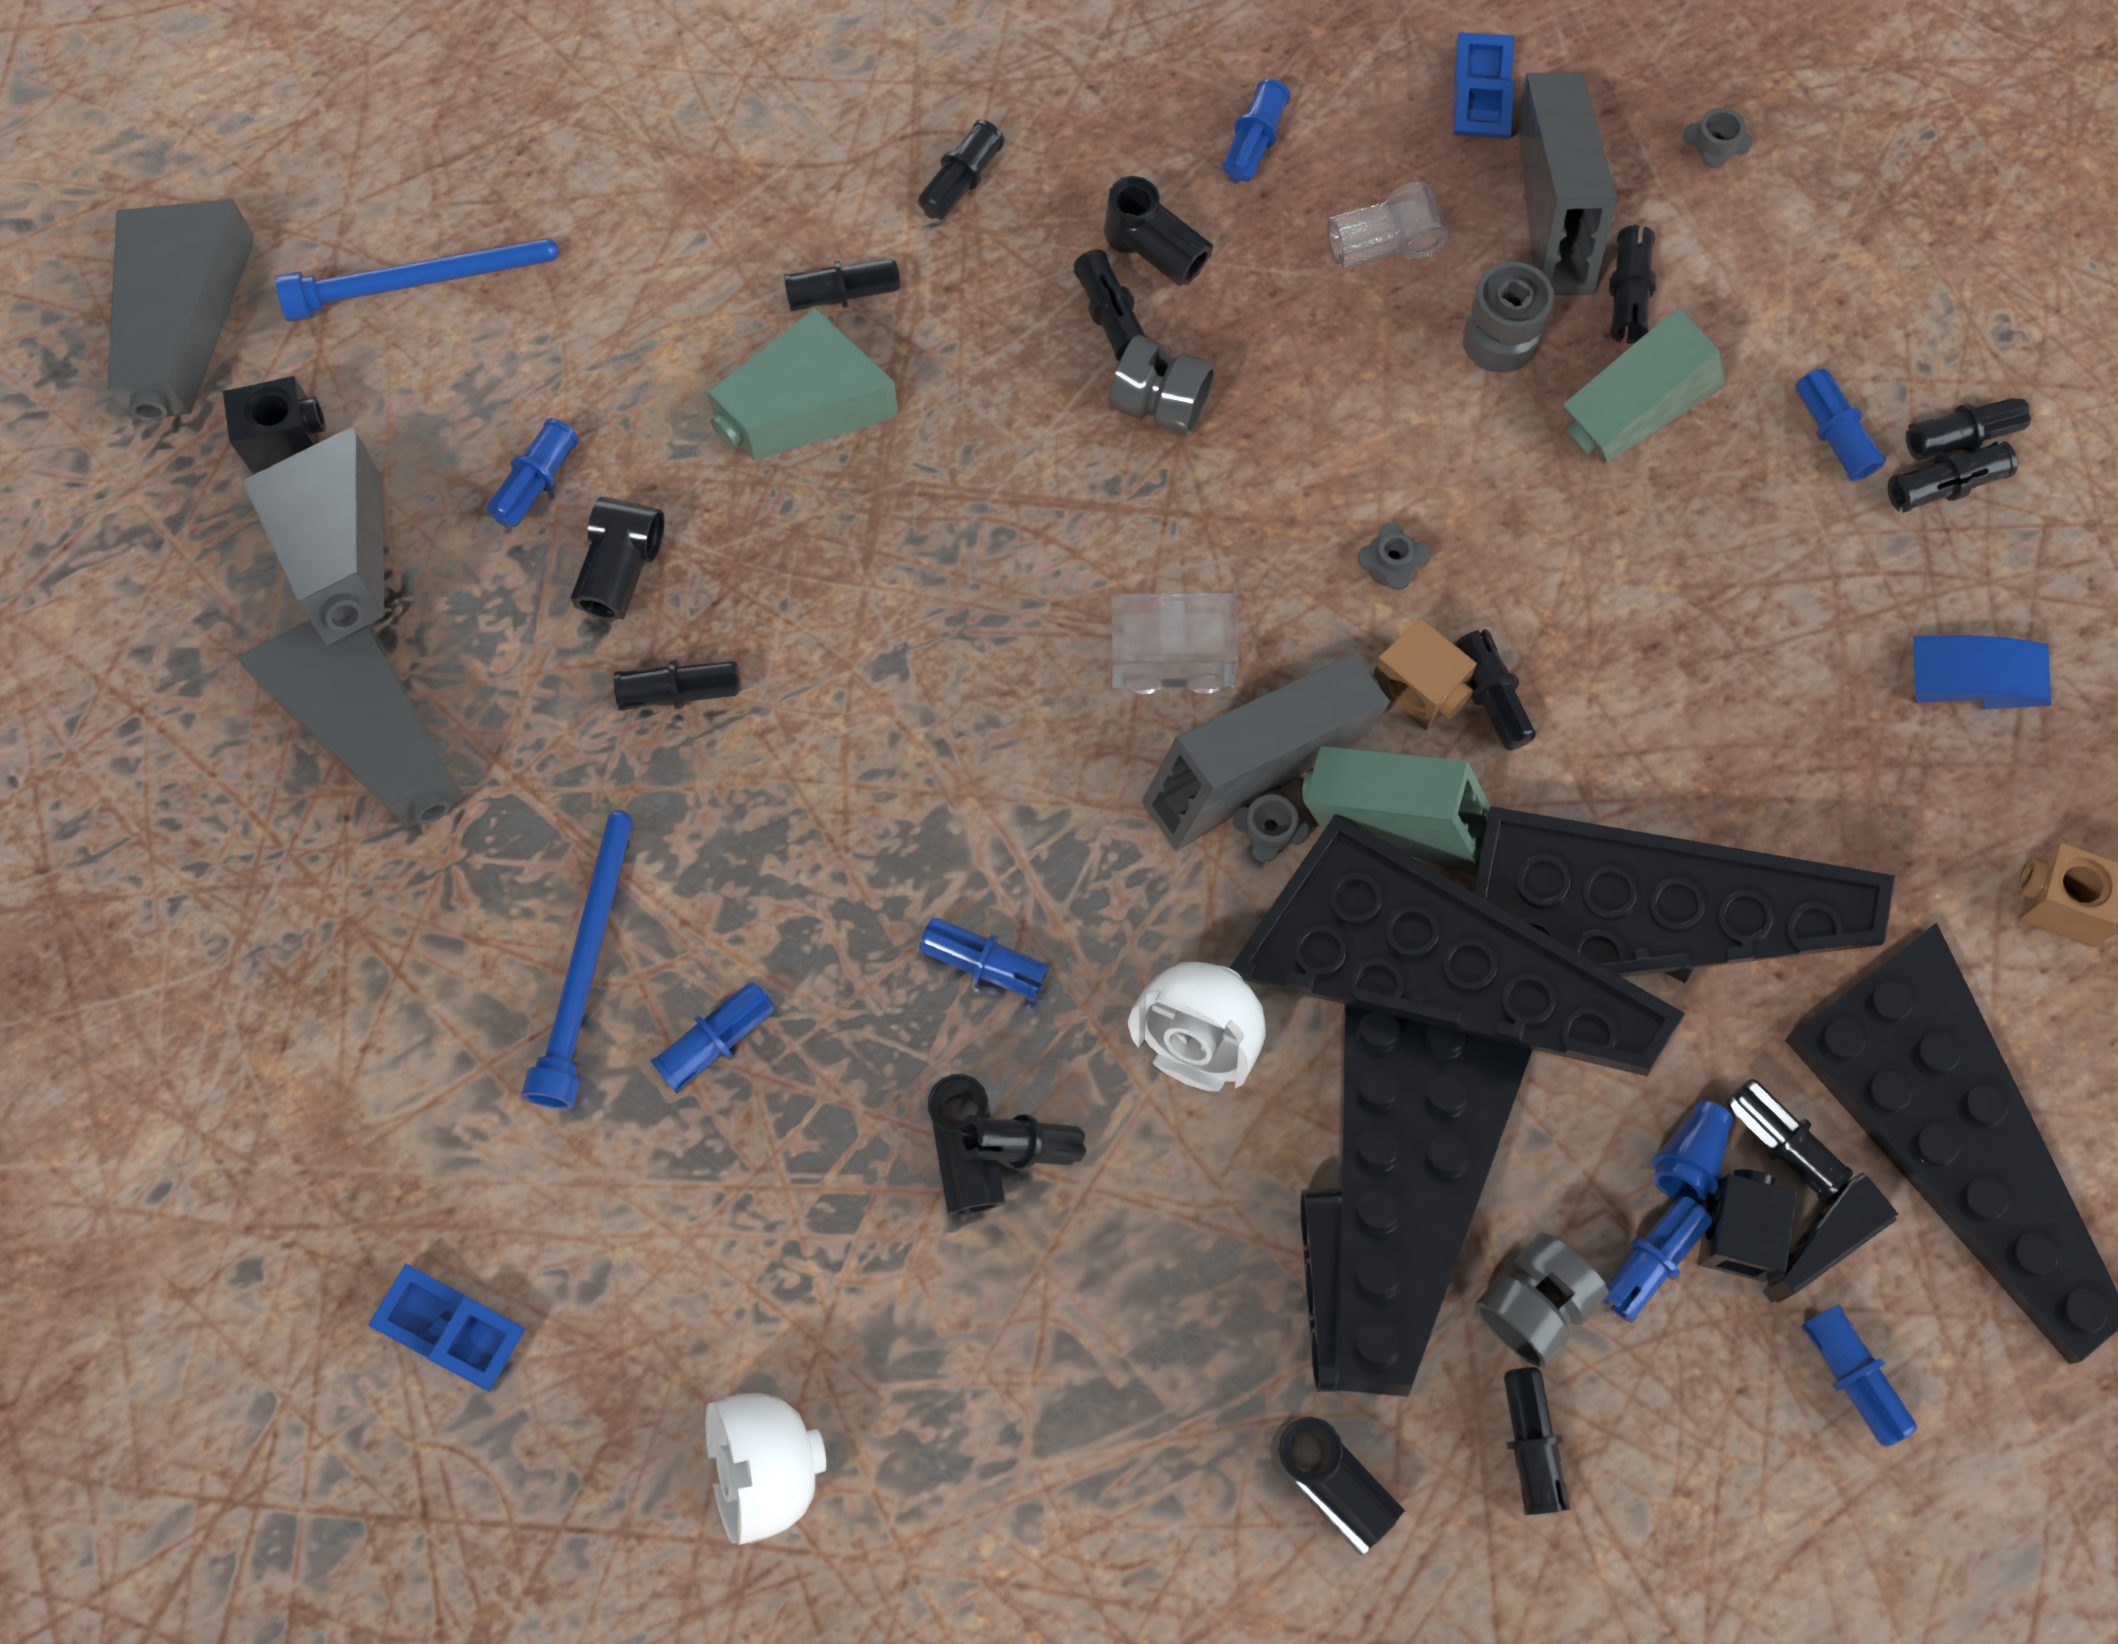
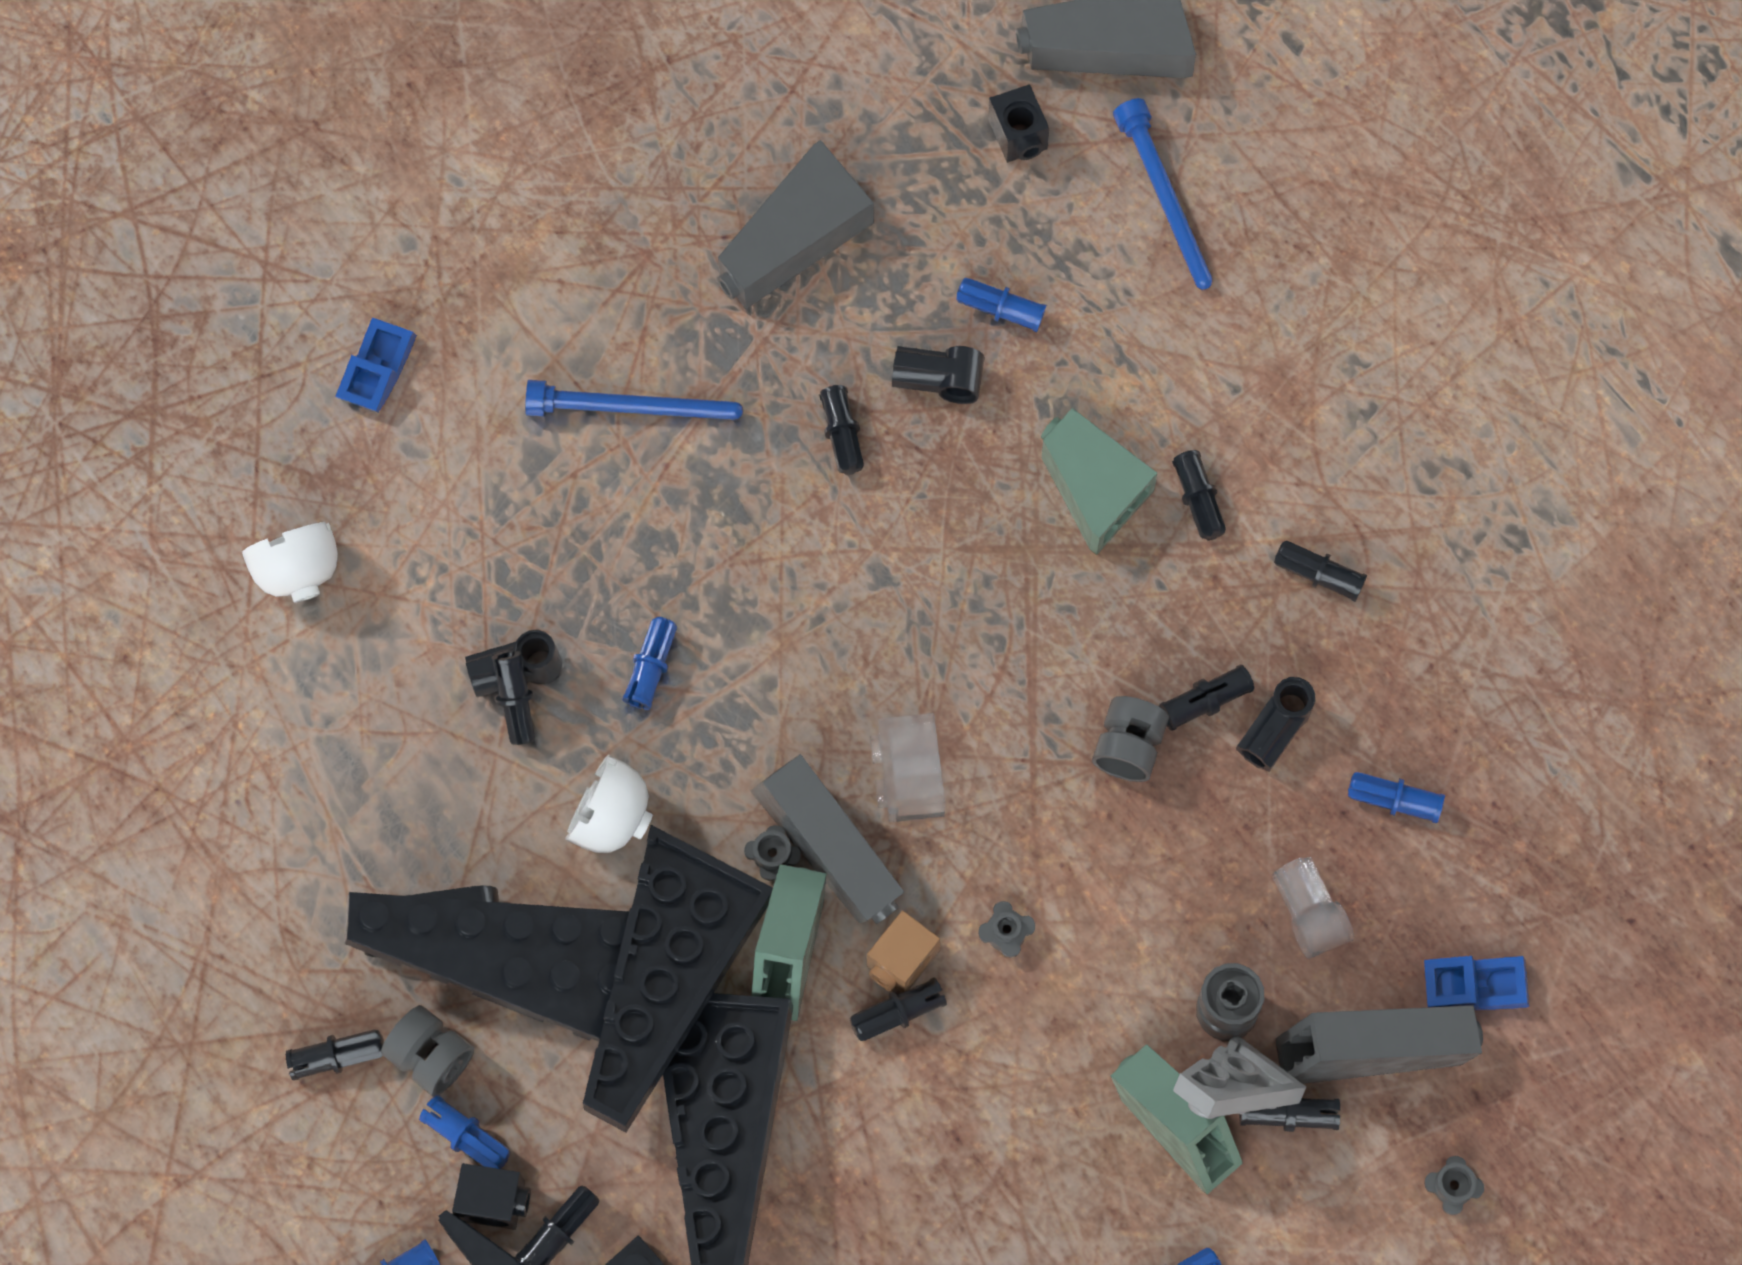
camera: 85 degrees right, 0 degrees up
(327, 531) = (922, 174): slope -> none
(713, 1036) = (580, 494): blue axle -> none
(1338, 1486) = (299, 925): black piece -> none
(1628, 300) = (1237, 1082): none -> light grey wing
(1694, 1154) = (543, 1162): blue cone -> none

